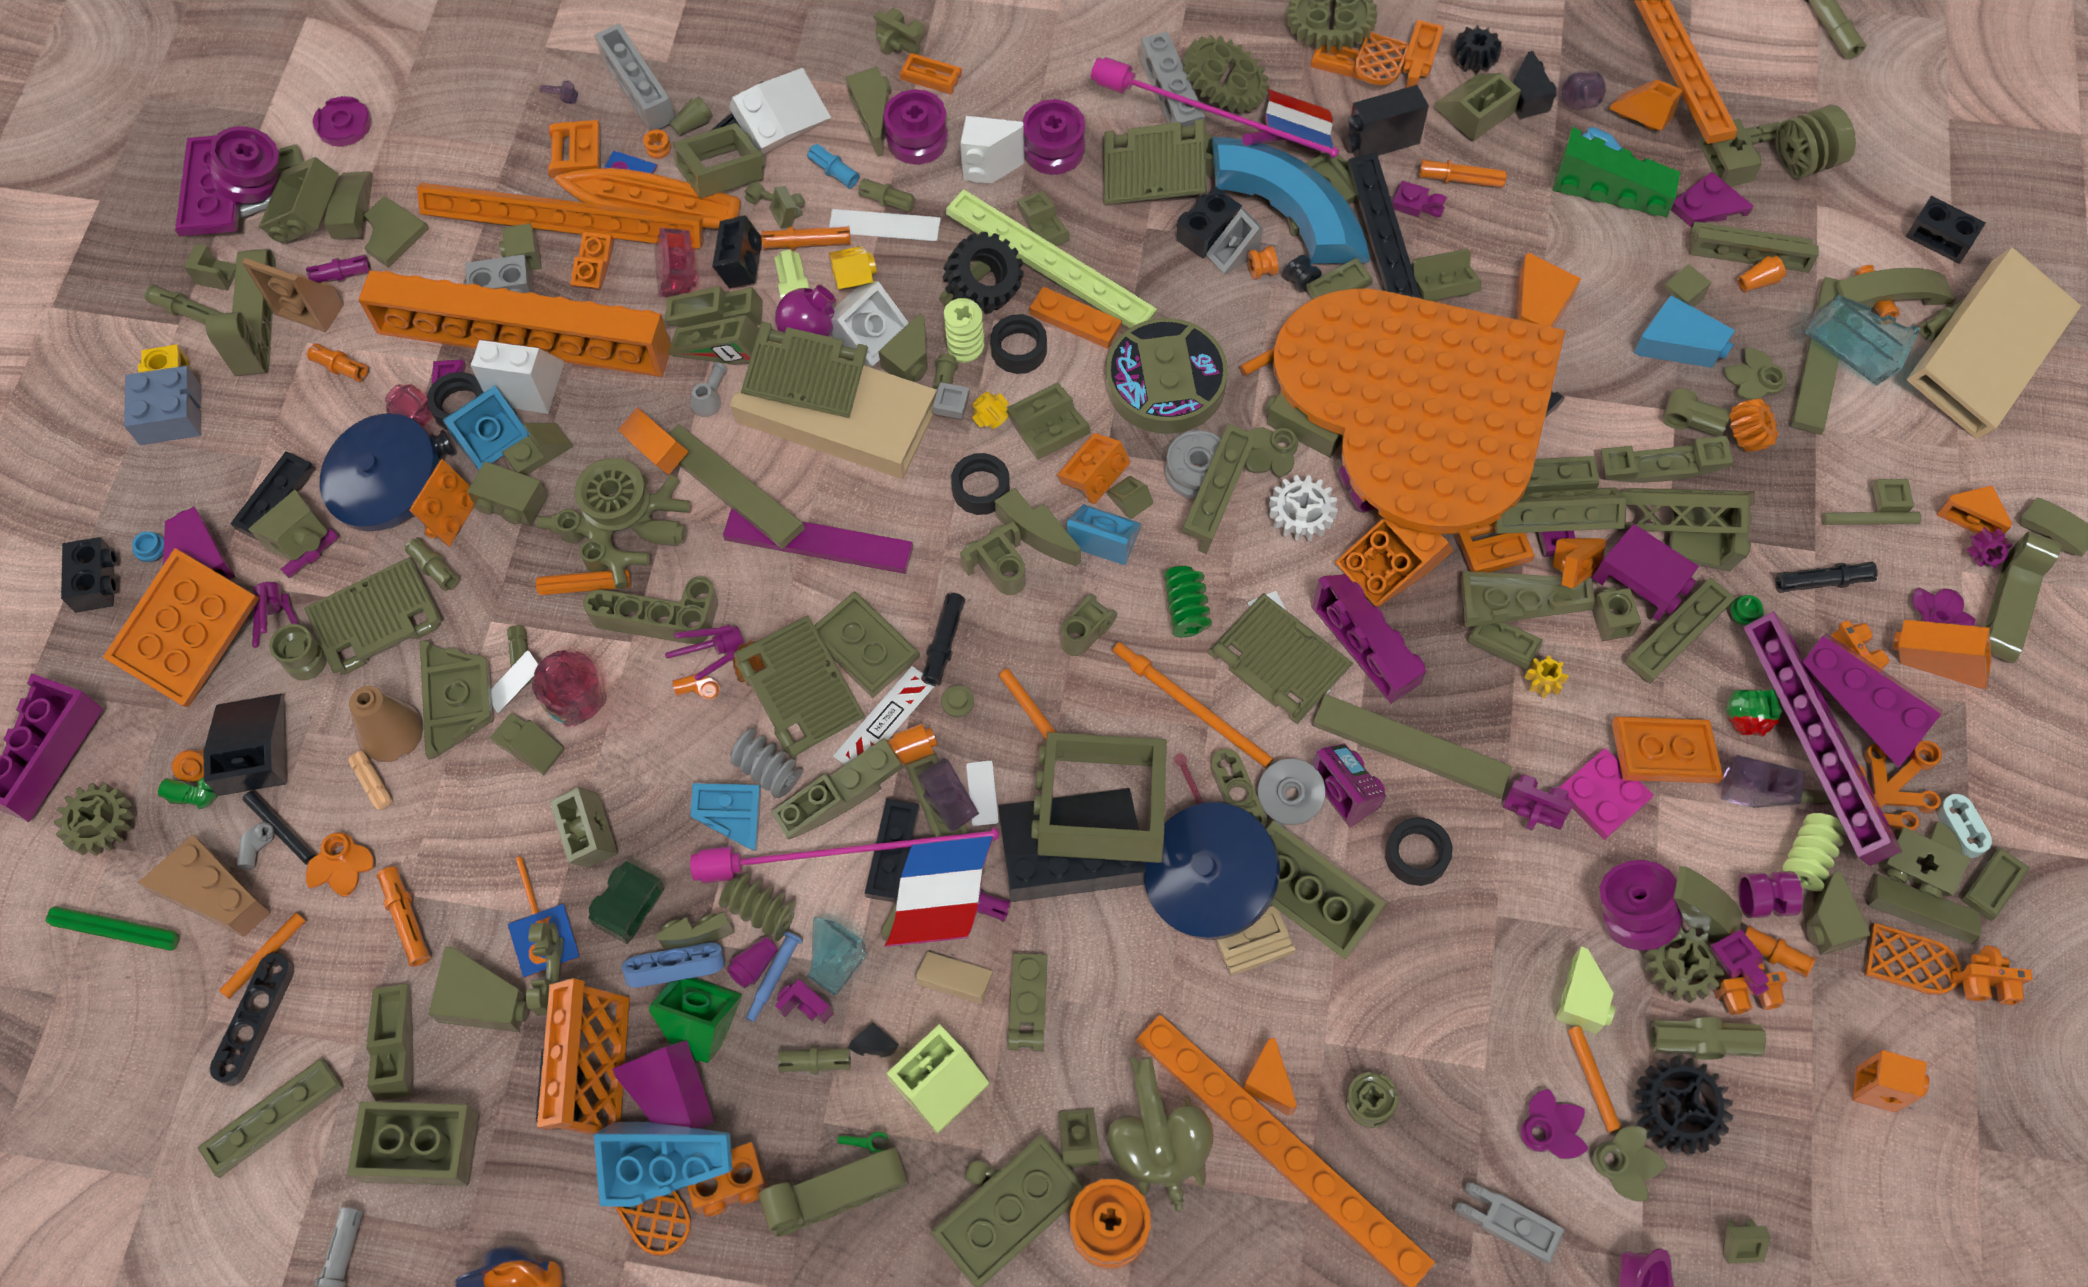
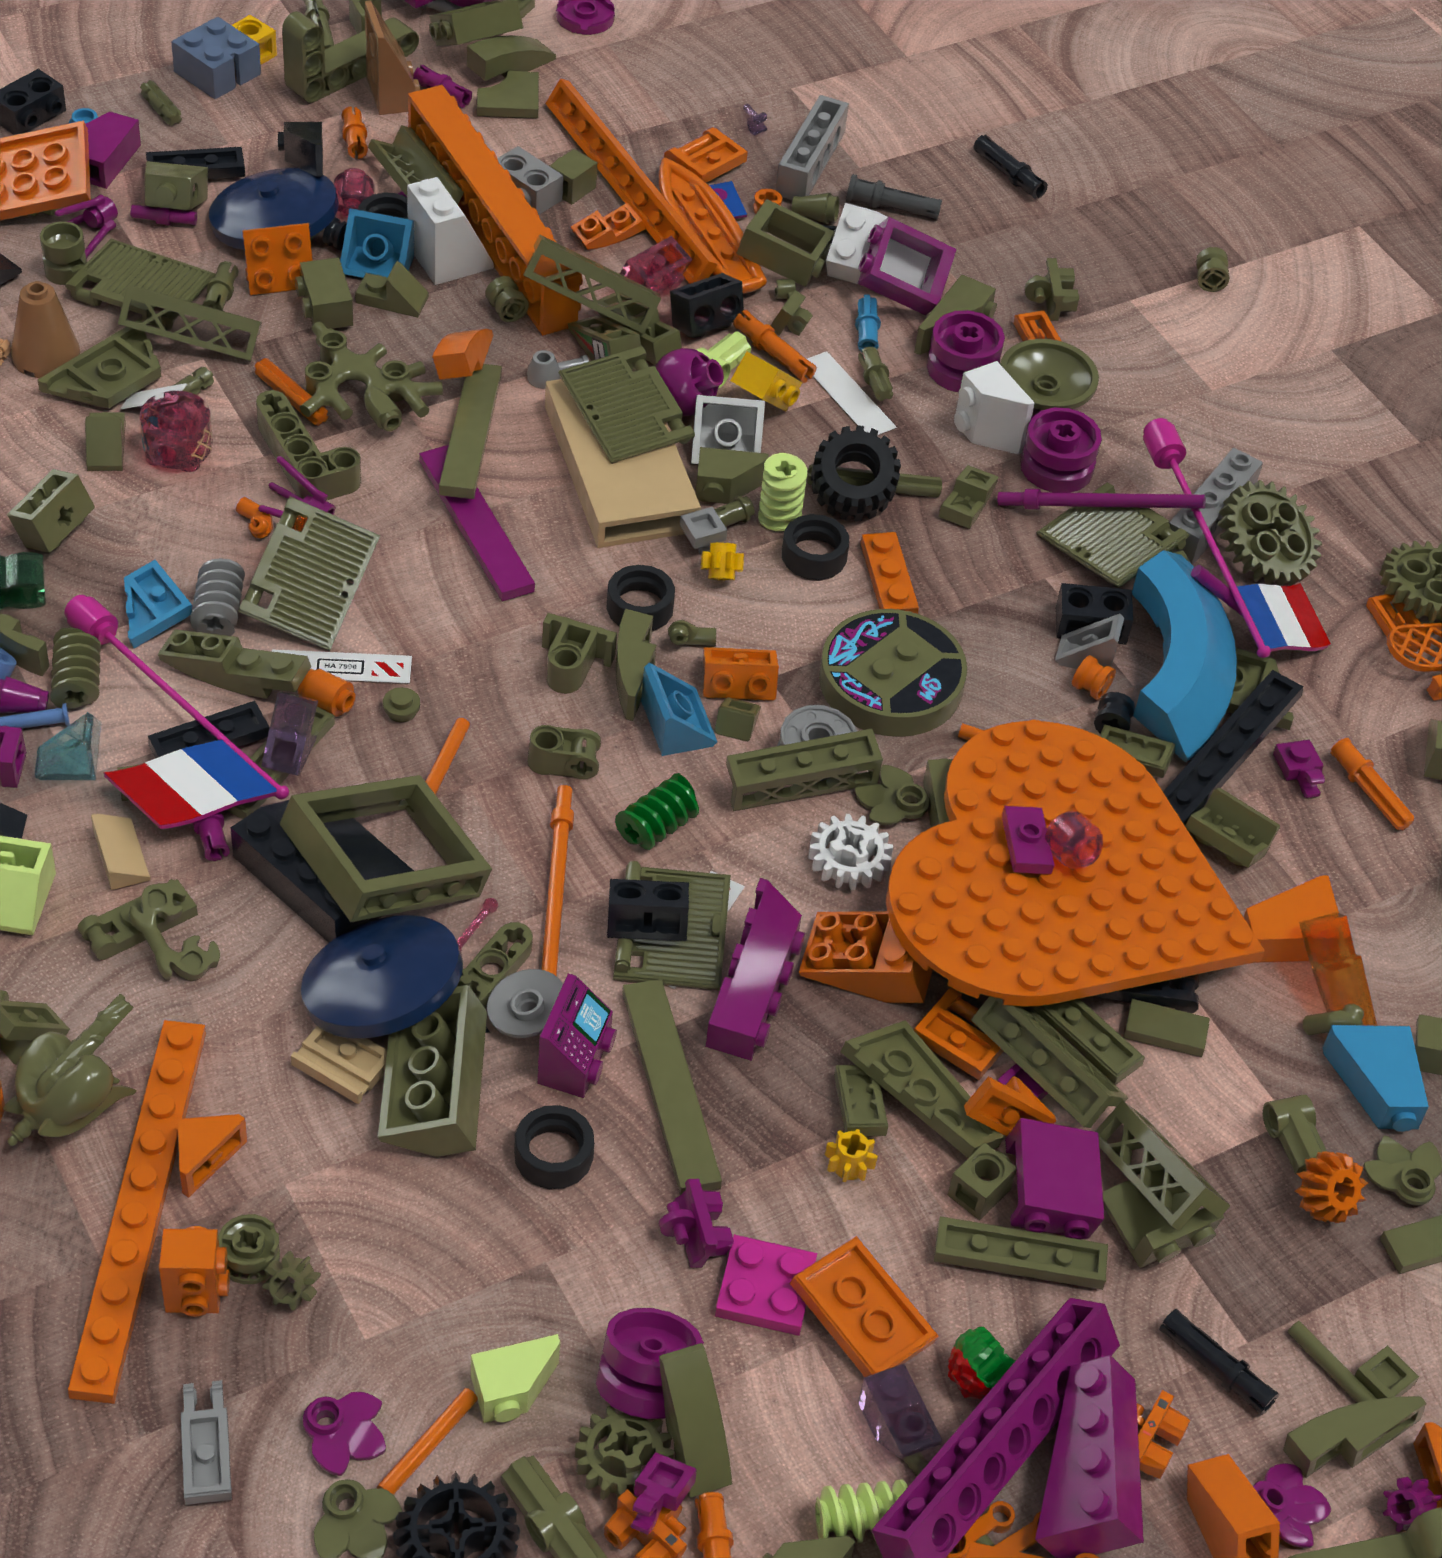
camera: 45 degrees right, 15 degrees down
(174, 477) = (161, 102): none -> olive axle
(334, 406) = (303, 146): none -> black slope
(424, 347) = (411, 161): none -> olive fence
(450, 597) = (191, 309): none -> olive fence
(611, 477) = (379, 348): olive wheel -> none
(614, 375) = (507, 299): none -> olive wheel
(670, 302) = (597, 272): none -> olive fence
(712, 69) = (879, 194): none -> dark grey pin
(831, 91) = (941, 260): none -> magenta window
(865, 644) = (401, 609): olive tile -> none
(940, 650) = (462, 656): black pin -> none
(982, 90) = (1052, 373): none -> olive dish
(982, 792) = (328, 773): white sticker -> none
(1035, 476) = (685, 633): none -> olive arm
(1036, 980) = (158, 902): none -> olive helmet
(1048, 420) = (757, 613): olive slope -> none
(1052, 261) = (927, 520): yellowish green tile -> none
(1080, 183) = (1035, 499): none -> magenta bar
(1272, 664) = (648, 910): none -> black brick
(1382, 1149) = (193, 1271): none -> orange brick
(1387, 122) = (1351, 682): black brick -> none
(1399, 399) = (1026, 841): none -> magenta plate
(1421, 1088) = (280, 1286): none -> olive gear
(1423, 373) = (1074, 840): none -> clear pink head
(1567, 426) = (1166, 1028): none -> olive tile
(1603, 302) = (1336, 966): none -> clear orange slope
(1633, 333) = (1322, 1022): none -> olive arm
(1666, 463) = (1206, 1136): olive slope -> none
(1746, 609) = (1112, 1299): green plate -> none
(1773, 894) = (768, 1488): magenta wheel -> none
(1926, 543) = (1351, 1431): none -> olive slope

